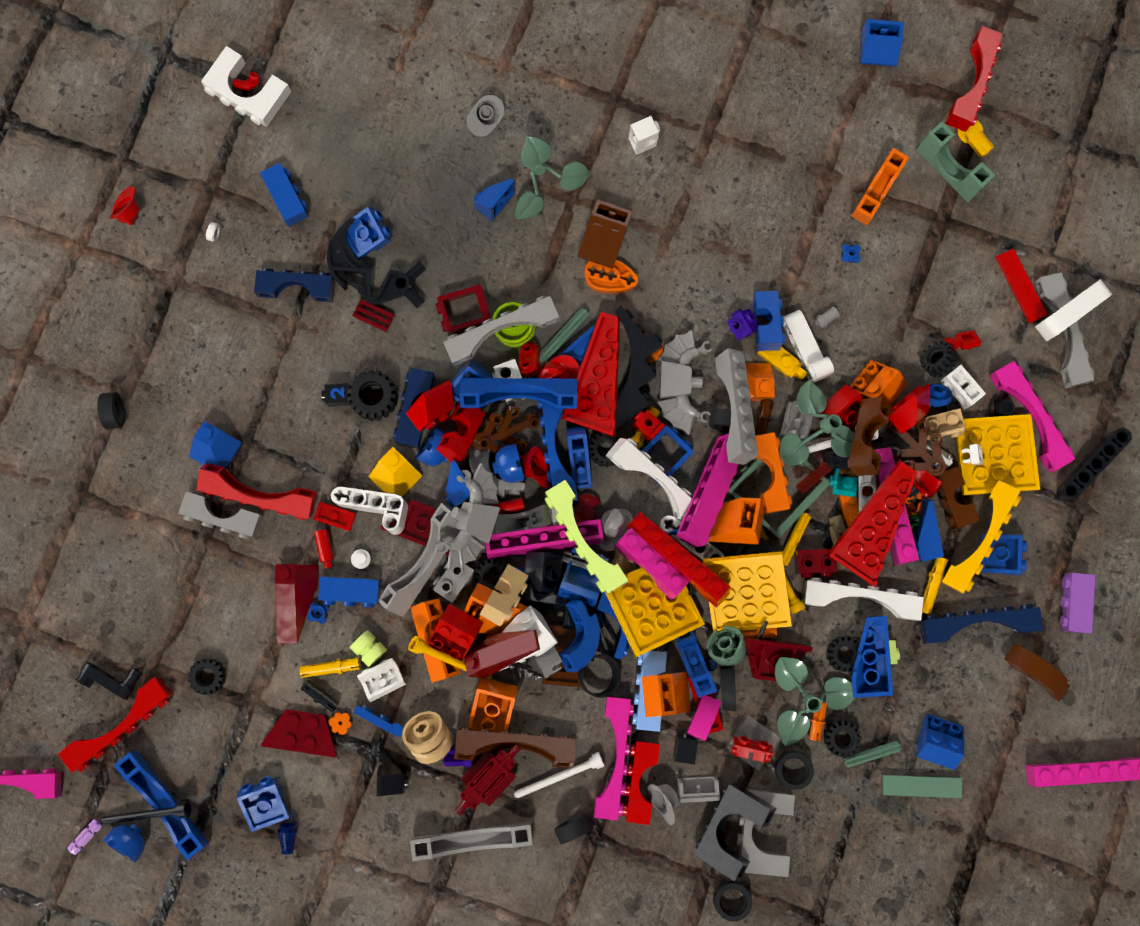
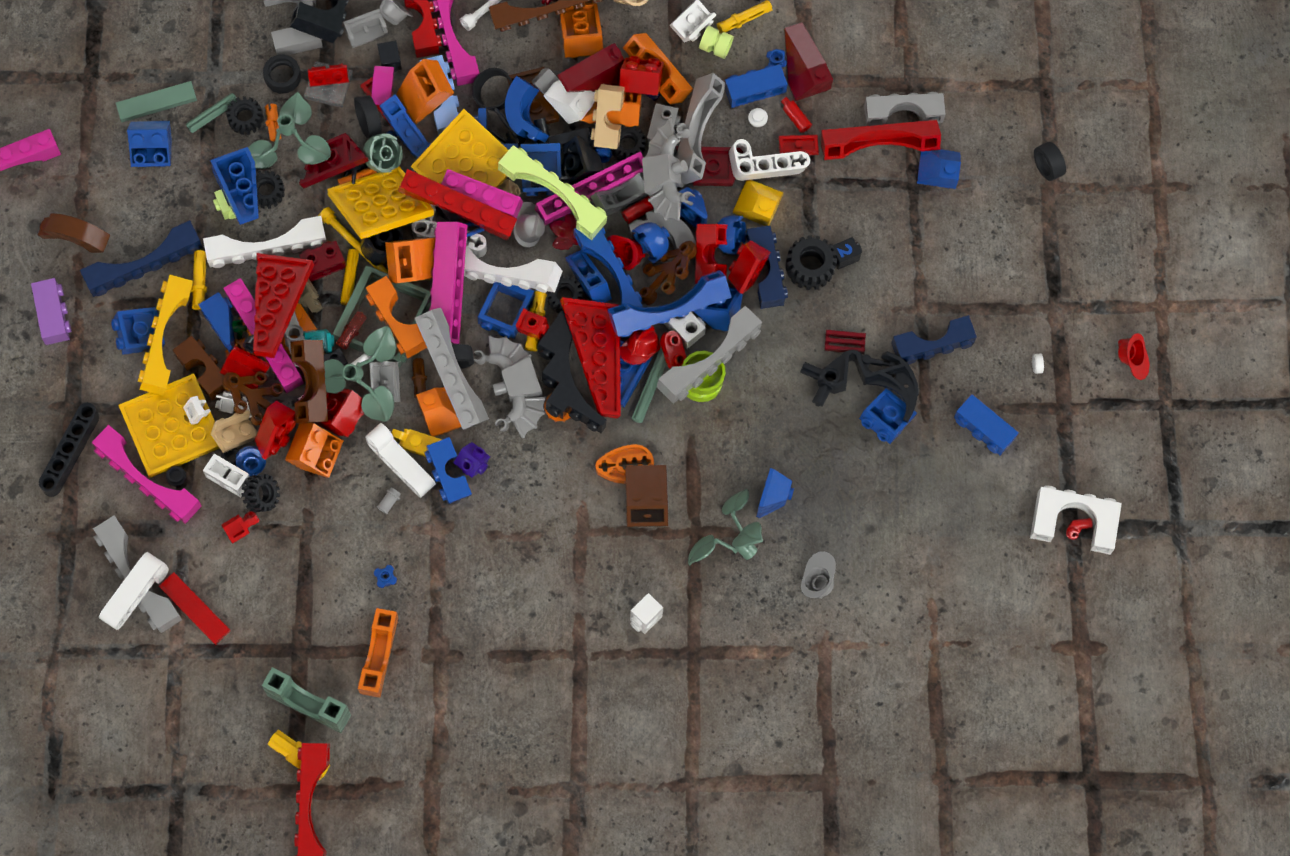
camera: 160 degrees right, 10 degrees down
(418, 646) = (668, 45): yellow piece -> none
(460, 328) = (743, 389): dark red window -> none
(881, 42) = (427, 816): blue slope -> none

